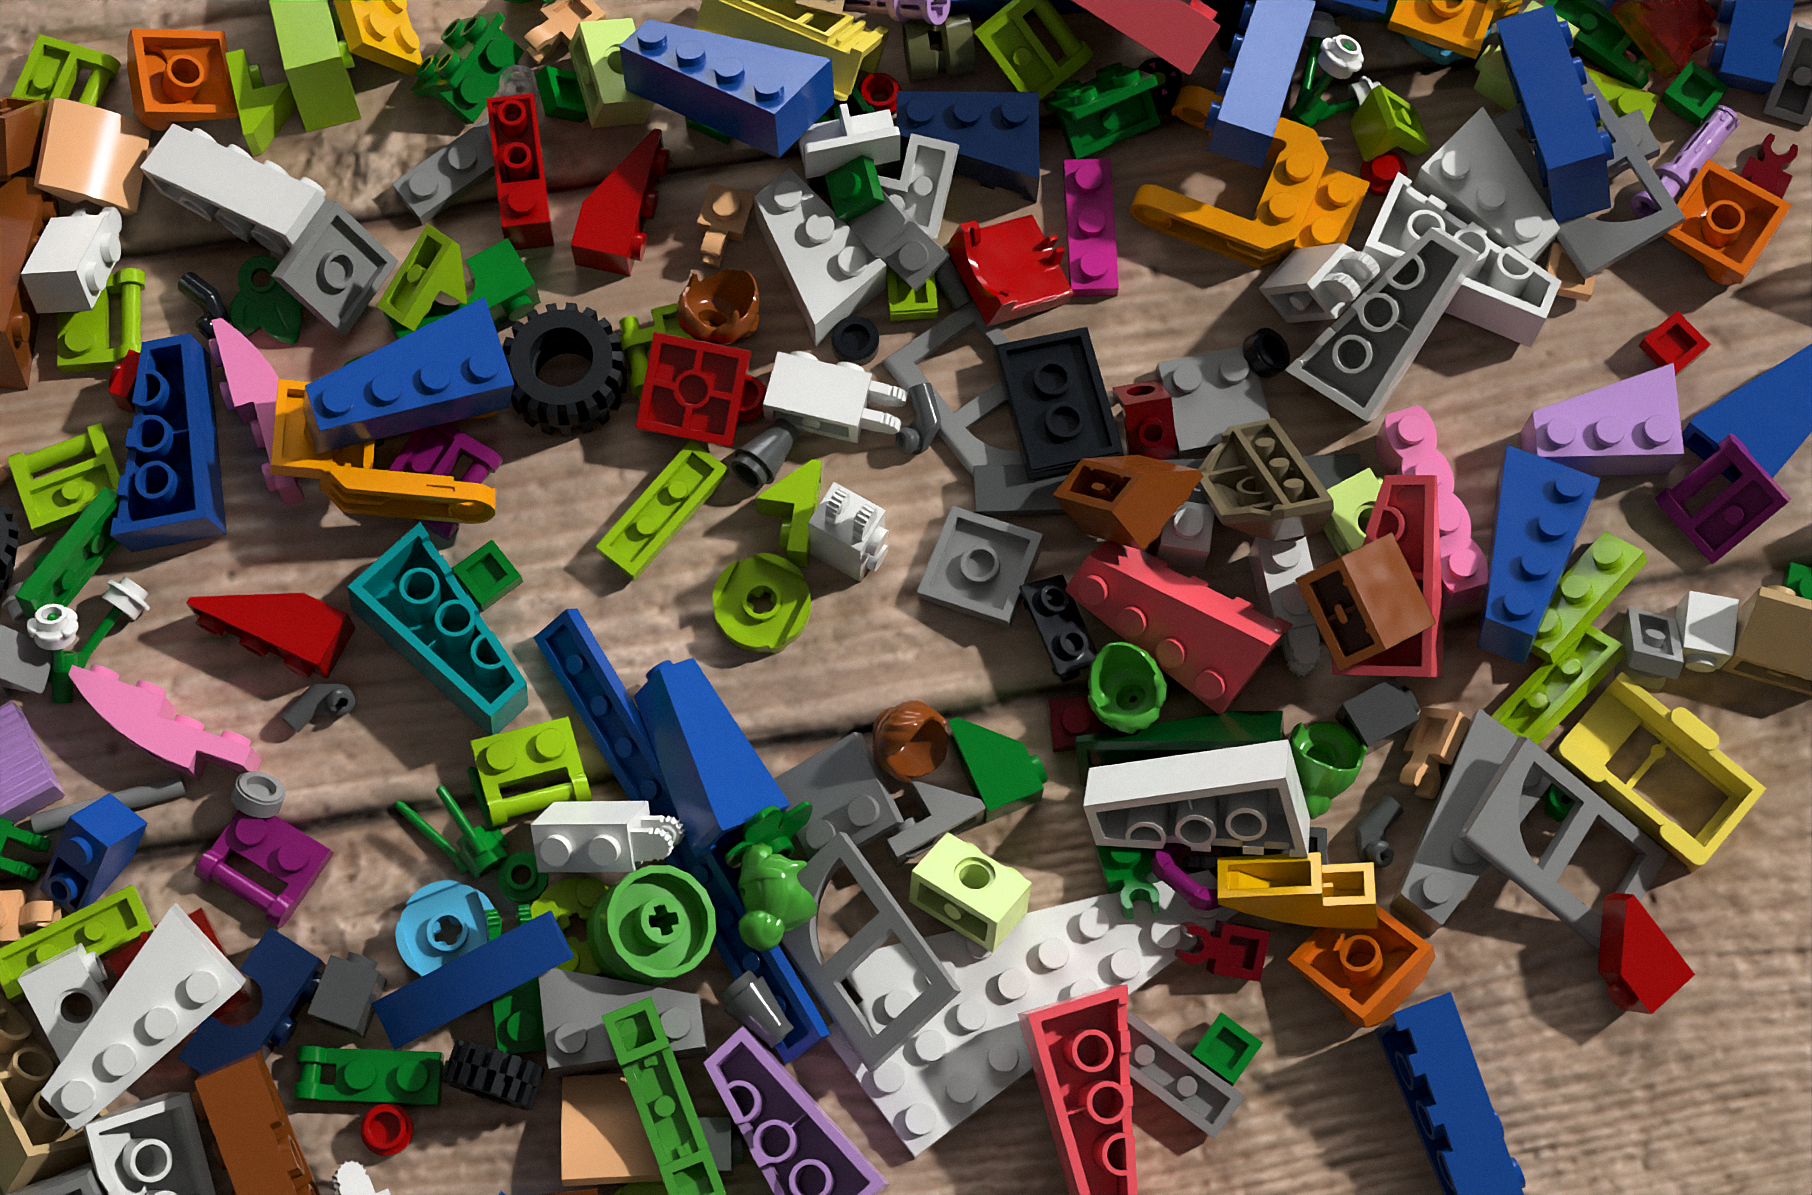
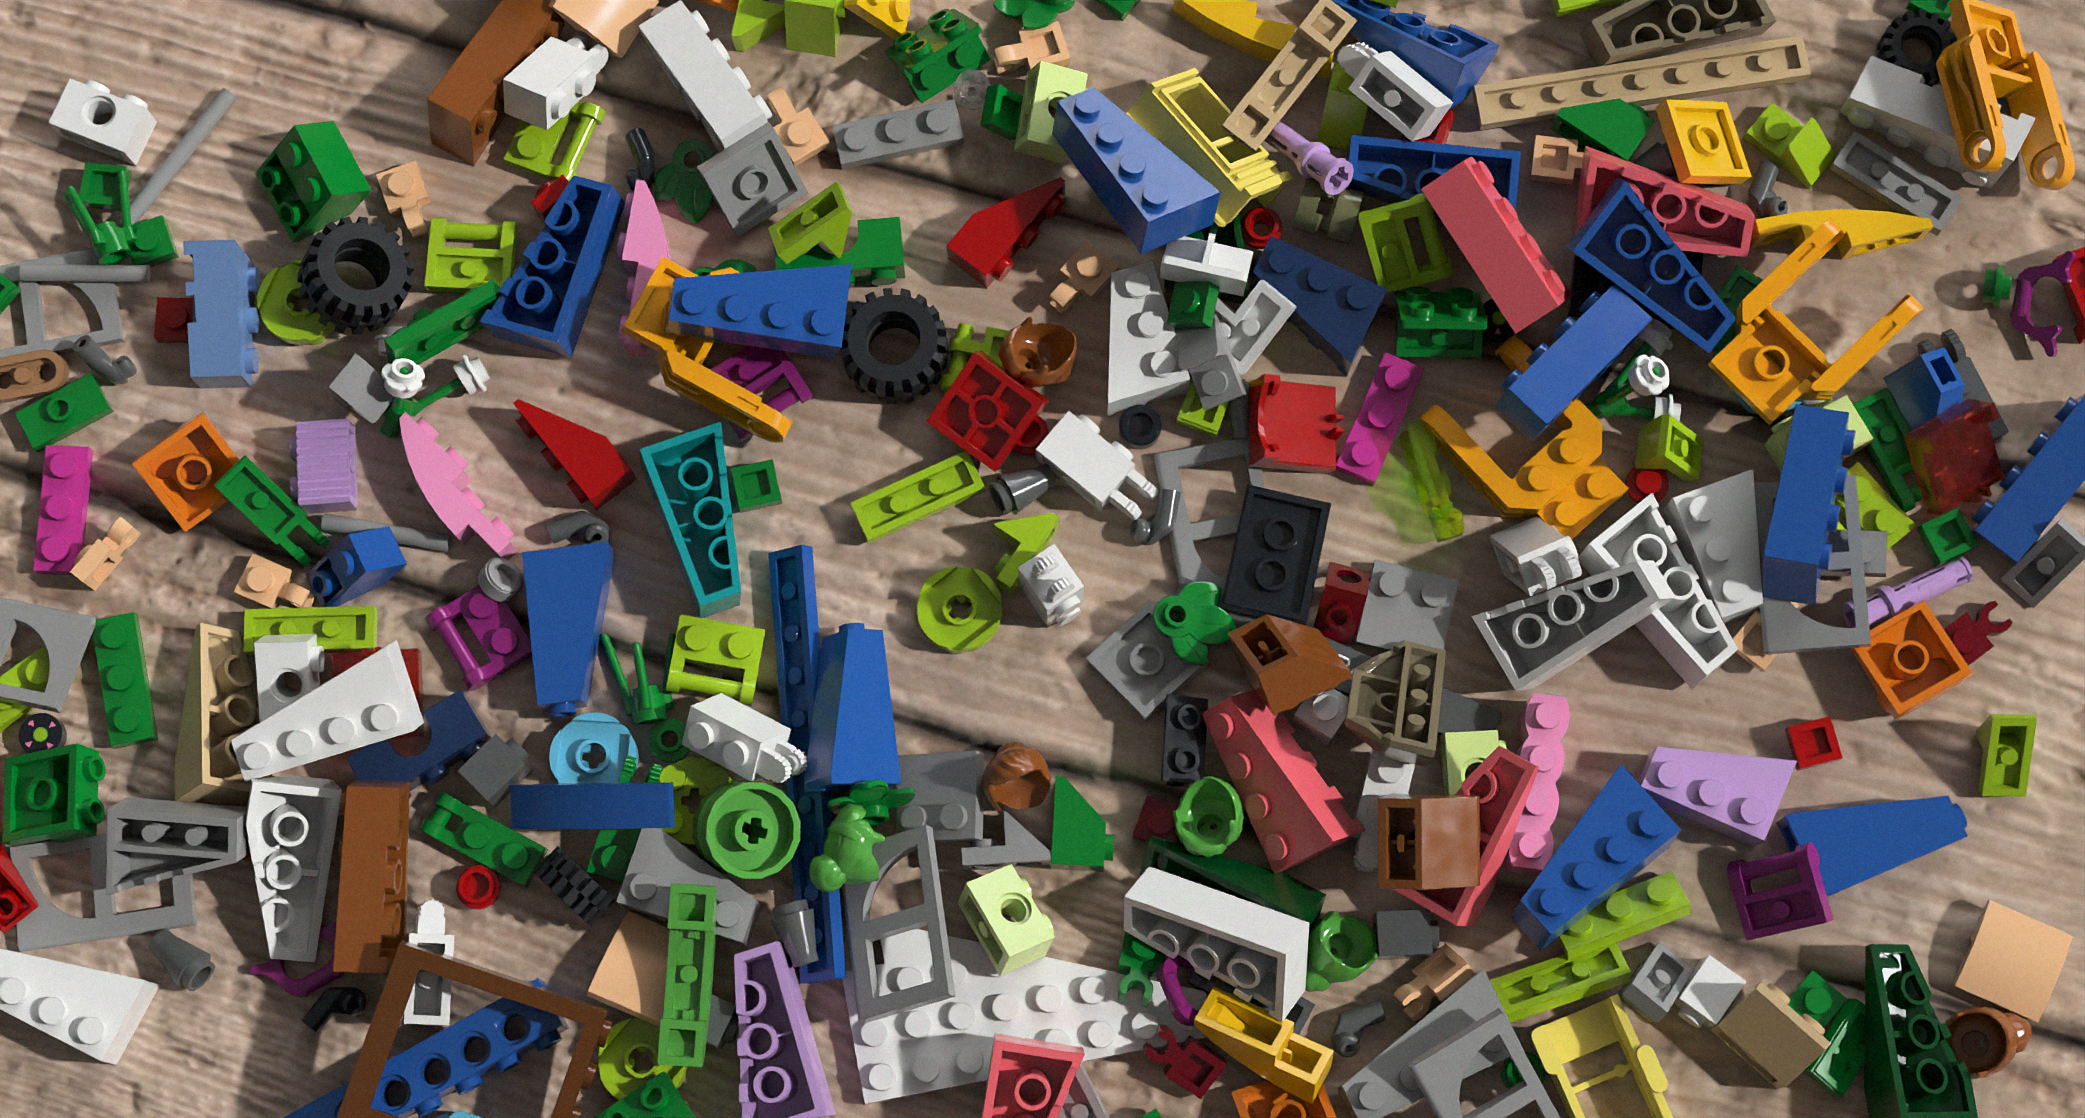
camera: 30 degrees right, 5 degrees up
(347, 797) = (566, 615): none -> blue slope
(361, 200) = (797, 131): none -> light nougat plate
(520, 171) = (936, 164): red slope -> none
(1016, 499) = (1200, 622): none -> green plate
(1172, 263) = (1430, 484): none -> clear neon green hinge
(1266, 352) = (1468, 592): black tile -> none

